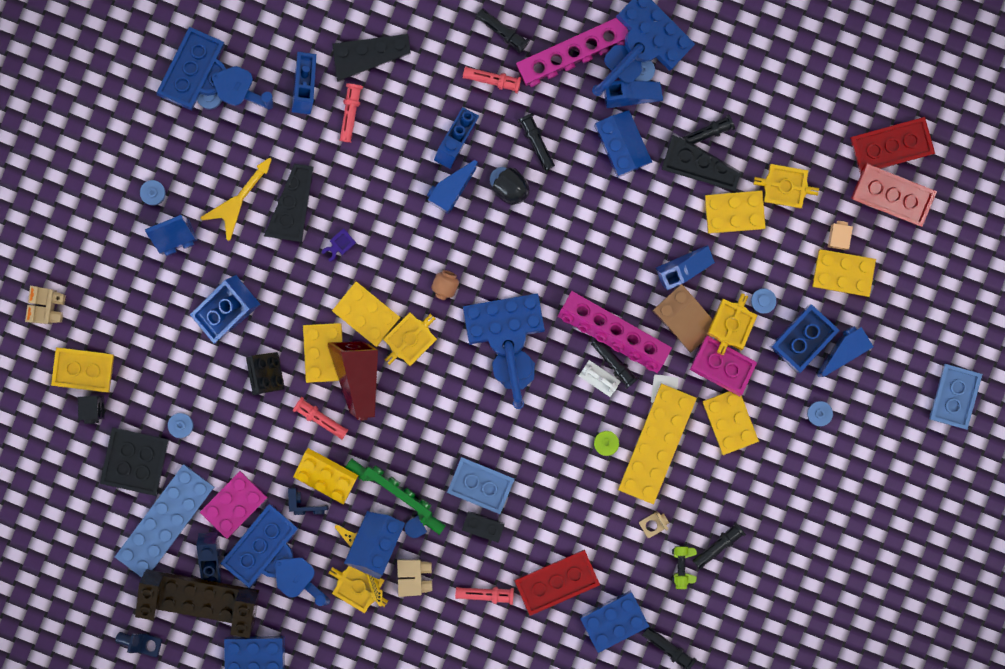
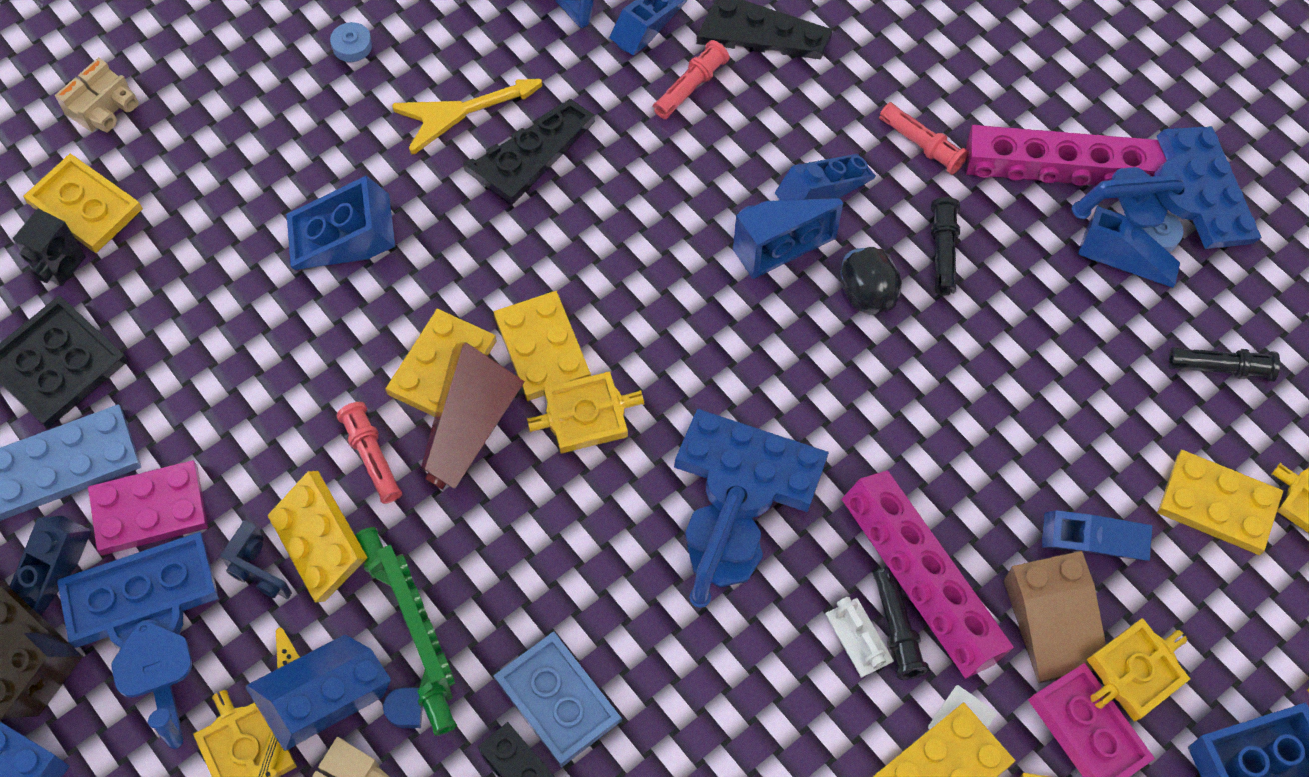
camera: 30 degrees right, 25 degrees down
(172, 235) = (335, 84): blue slope -> none
(180, 425) = (158, 348): medium blue wheel -> none
(265, 373) = (334, 339): black bracket -> none
(340, 243) = (568, 231): dark purple plate -> none
(445, 284) = (688, 362): nougat head -> none
(509, 35) = (978, 96): black pin -> none
(606, 443) = (814, 749): lime wheel -> none
(622, 143) = (1078, 311): blue slope -> none
(695, 163) = (1185, 390): black wing -> none
(763, 301) = (1210, 663): medium blue wheel -> none

